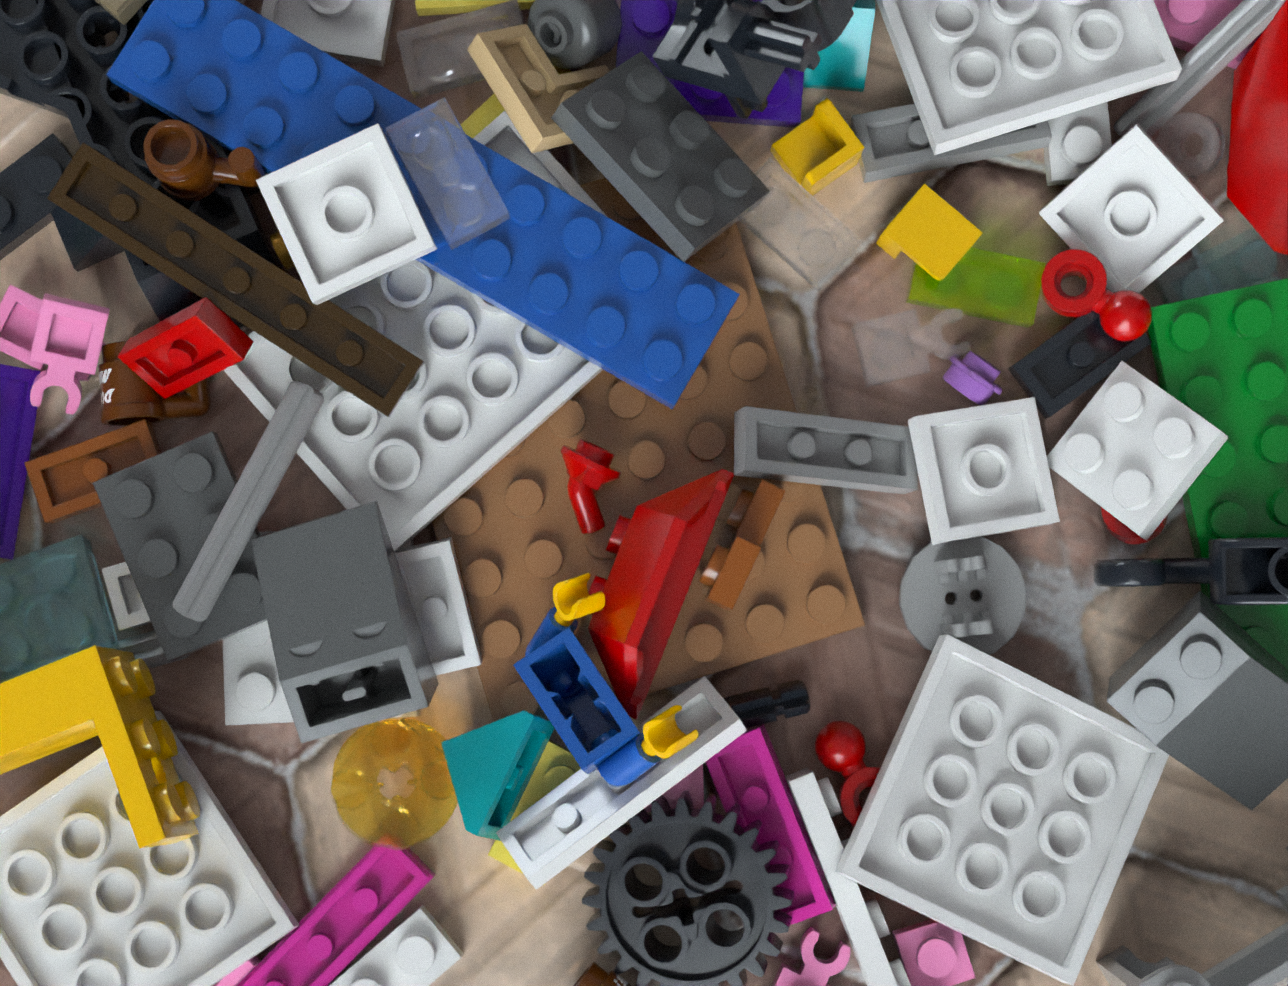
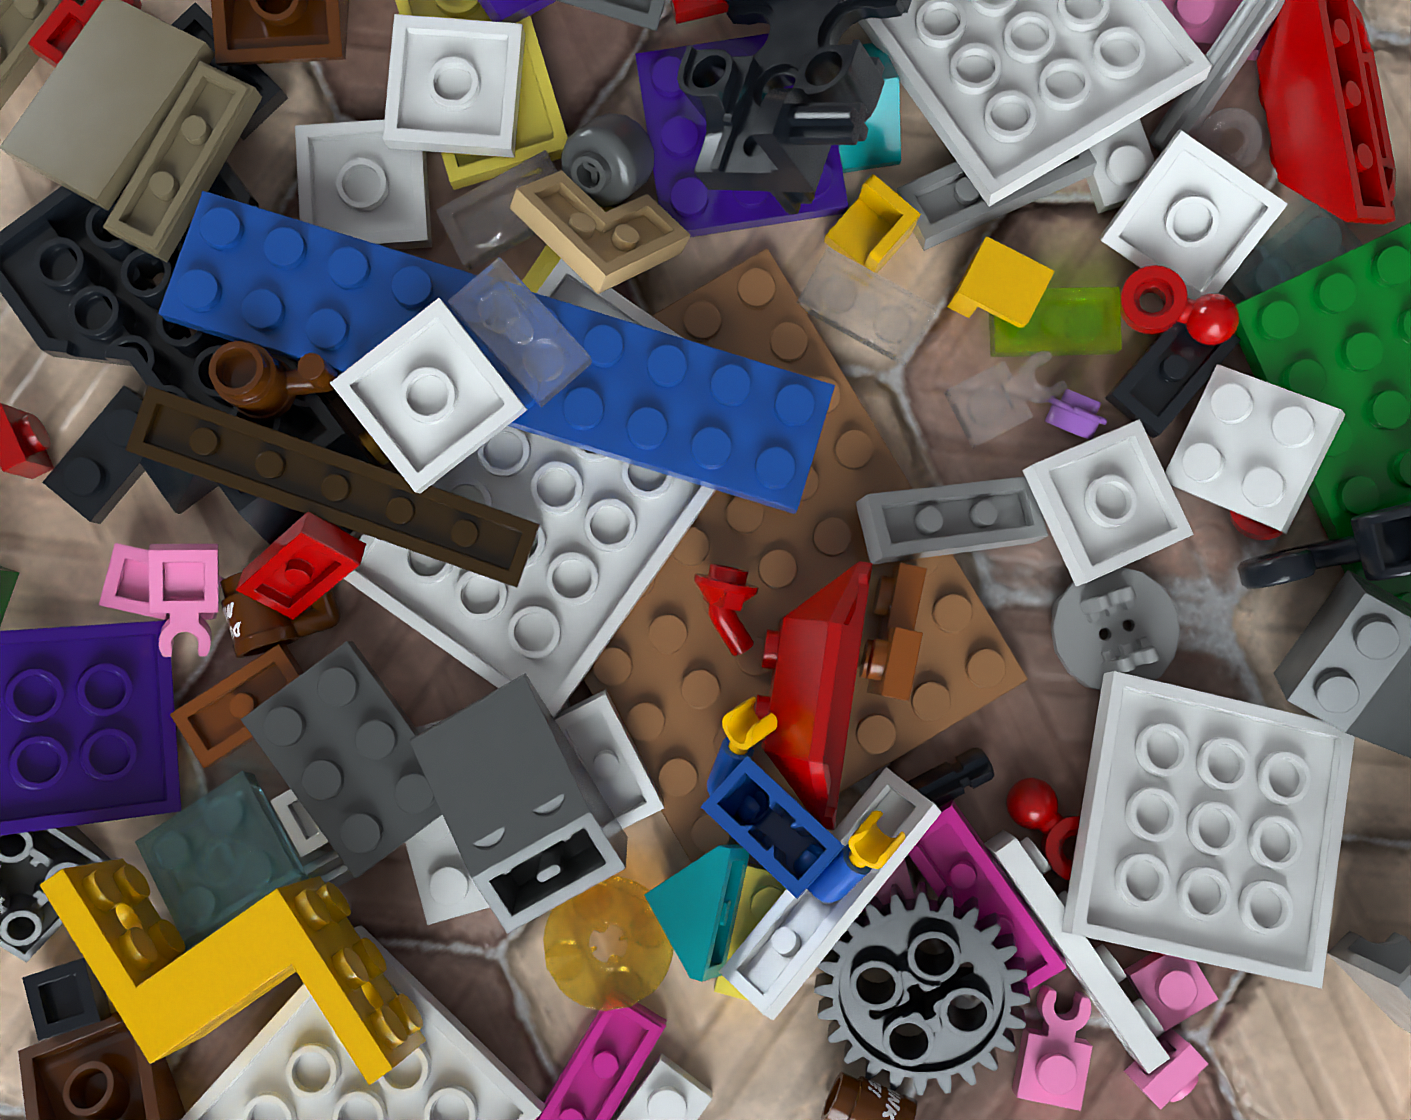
camera: 10 degrees left, 0 degrees up
(248, 501) = (397, 704): light grey axle -> none
(660, 155) = (723, 267): dark grey plate -> none

